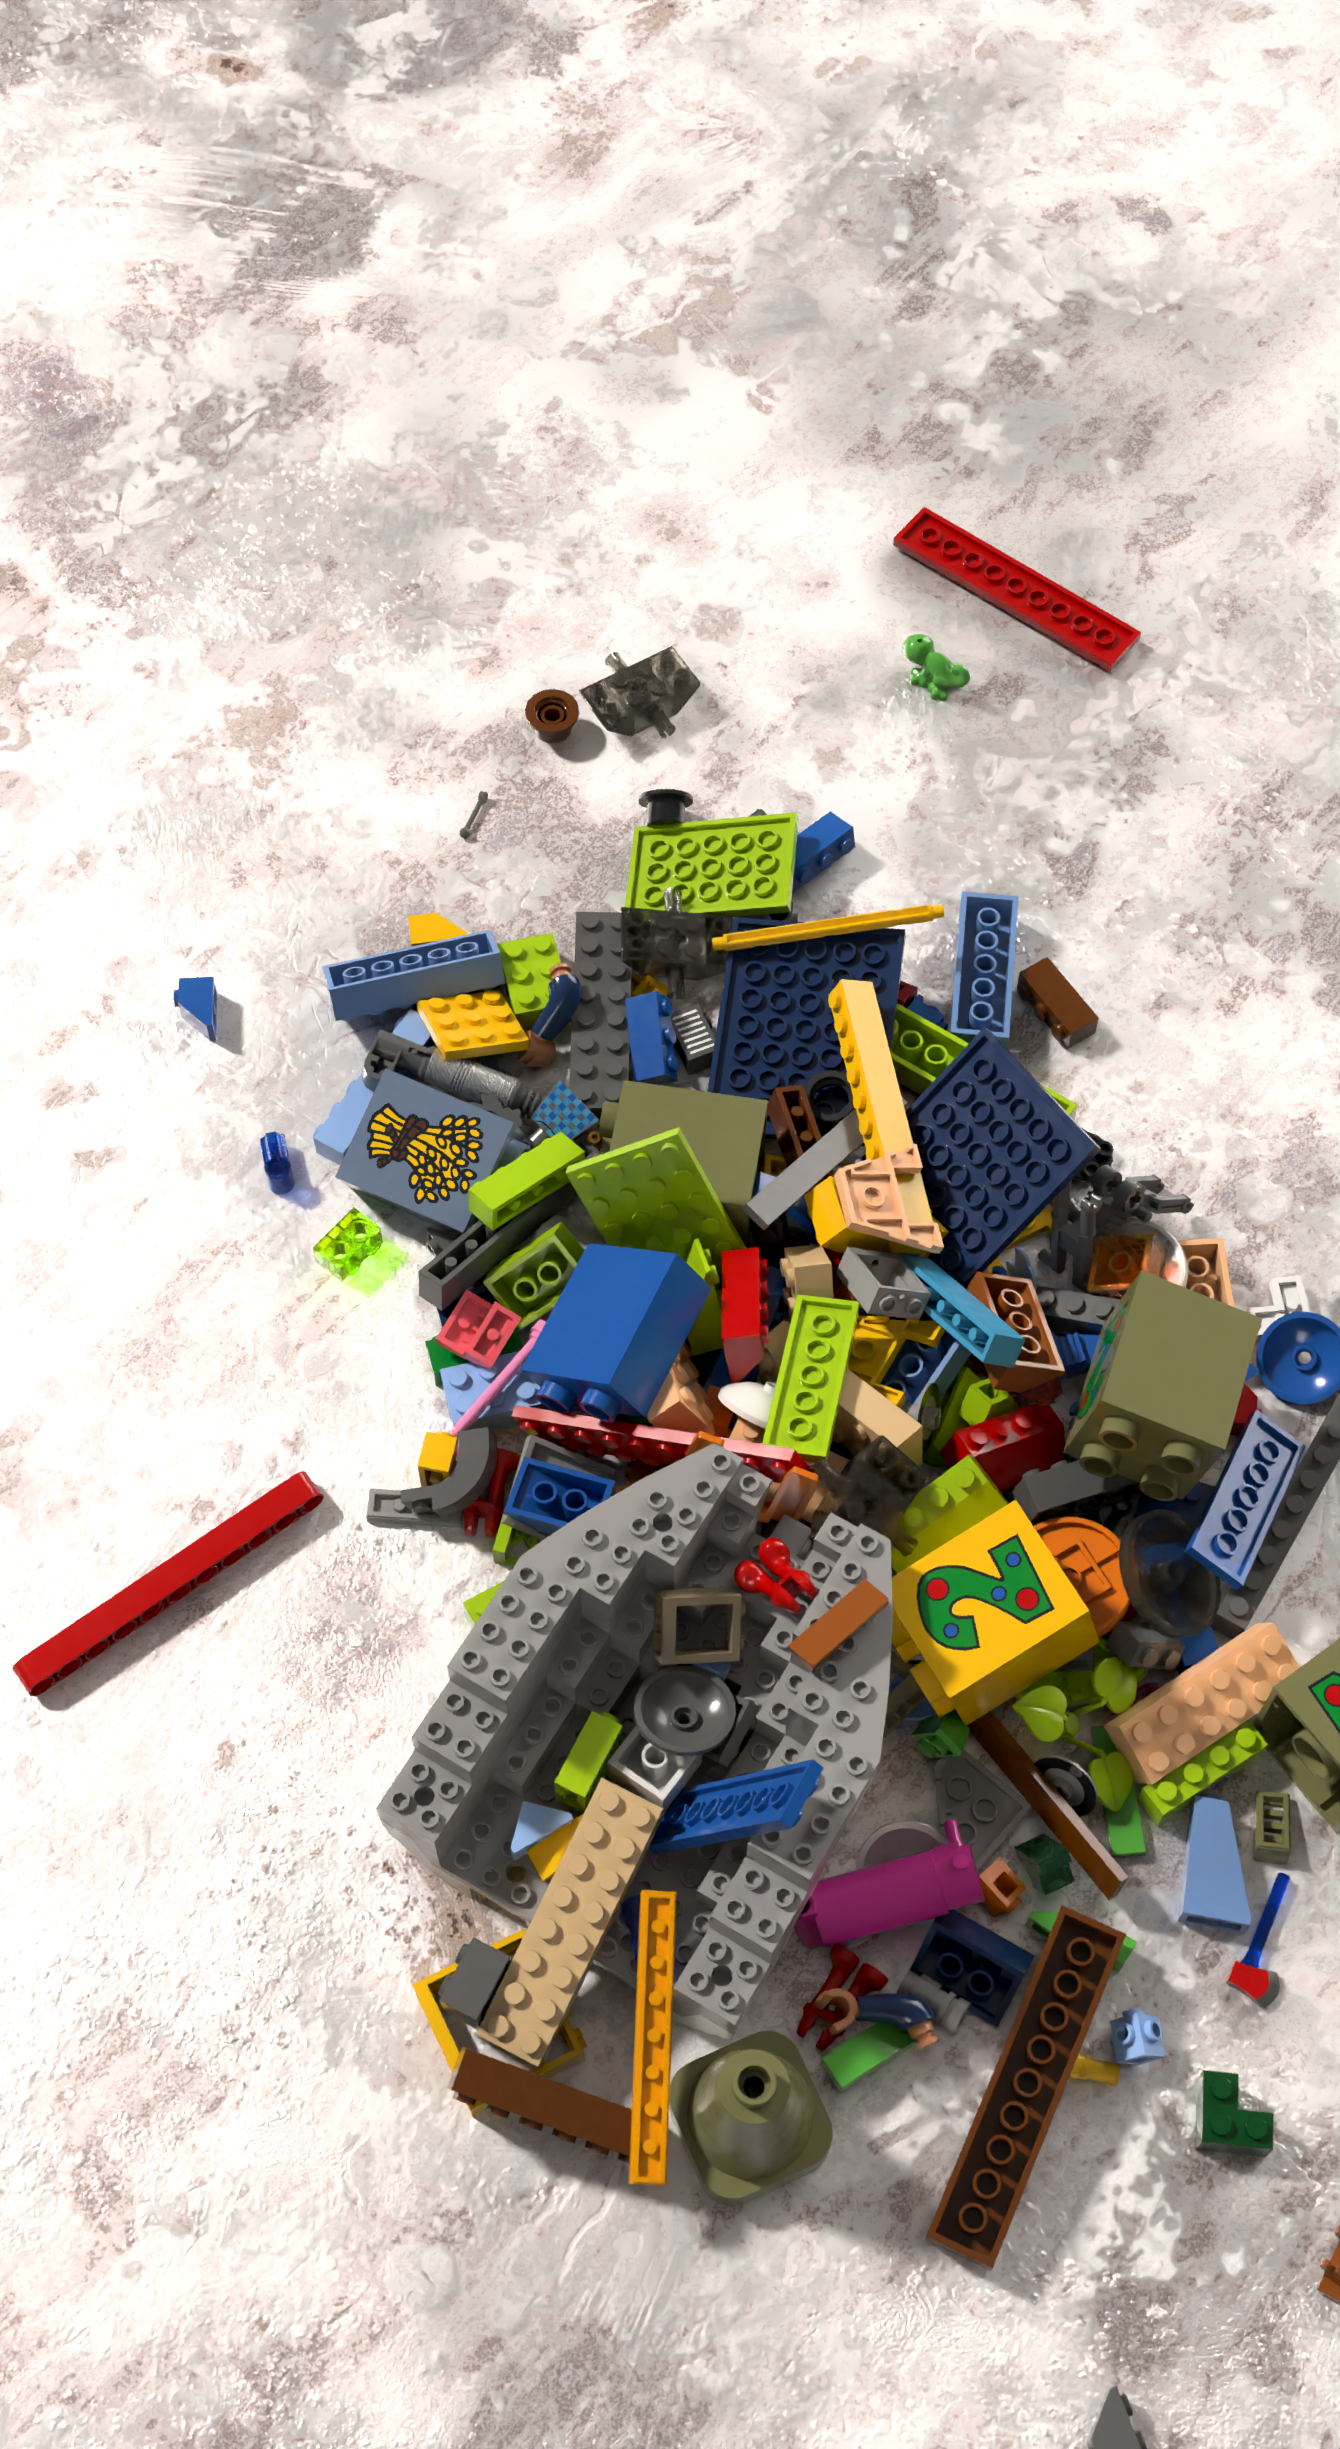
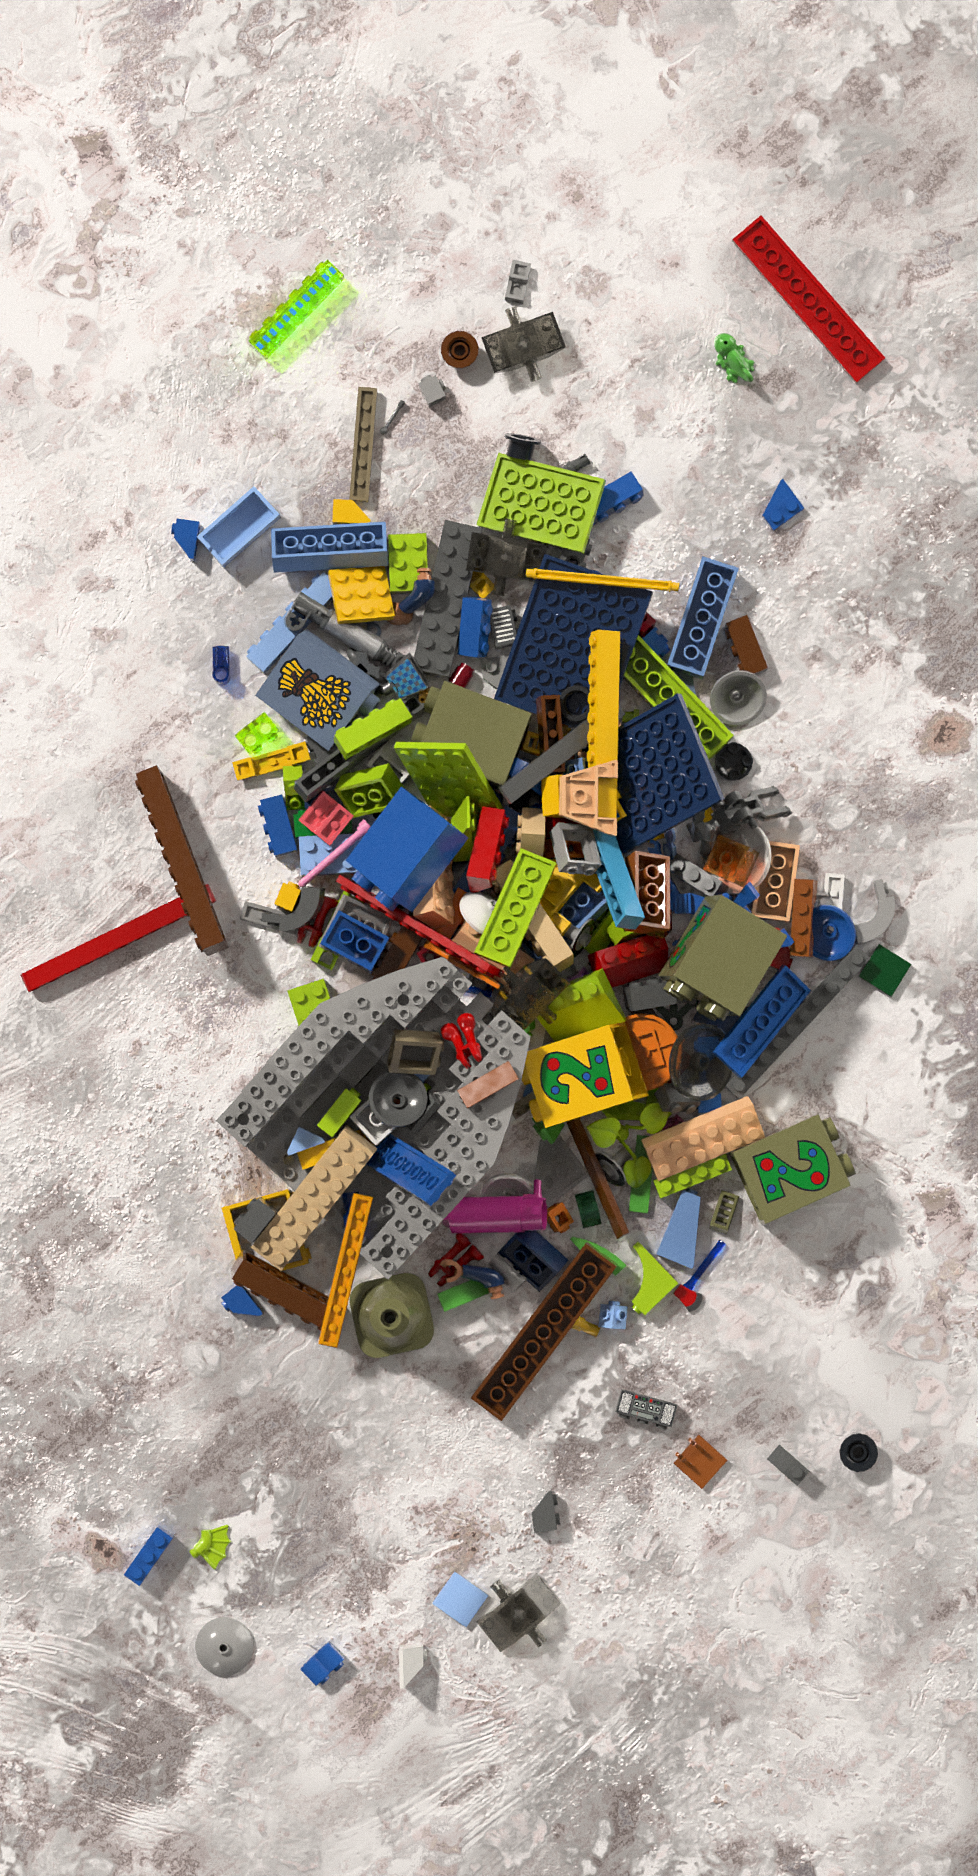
camera: 15 degrees right, 25 degrees up
(258, 1437) = (182, 861): none -> reddish brown brick
(273, 976) = (238, 527): none -> light blue piece
(311, 710) = (296, 309): none -> clear neon green brick
(378, 1282) = (271, 761): none -> yellow slope
(403, 1368) = (277, 825): none -> blue brick
(419, 1313) = (292, 798): none -> lime slope
(438, 849) = (363, 444): none -> dark tan plate
(475, 2151) = (240, 1302): none -> blue slope
(523, 770) = (432, 390): none -> light grey brick
(614, 632) = (517, 281): none -> light grey slope
(1054, 828) = (782, 506): none -> blue wing
(1081, 1057) = (742, 707): none -> light grey dish
(1191, 1962) = (655, 1282): none -> lime arch
(1225, 2127) = (646, 1369): dark green brick -> none
(1241, 2196) = (646, 1409): none -> brick
(1271, 1380) = (802, 914): none -> dark orange arch

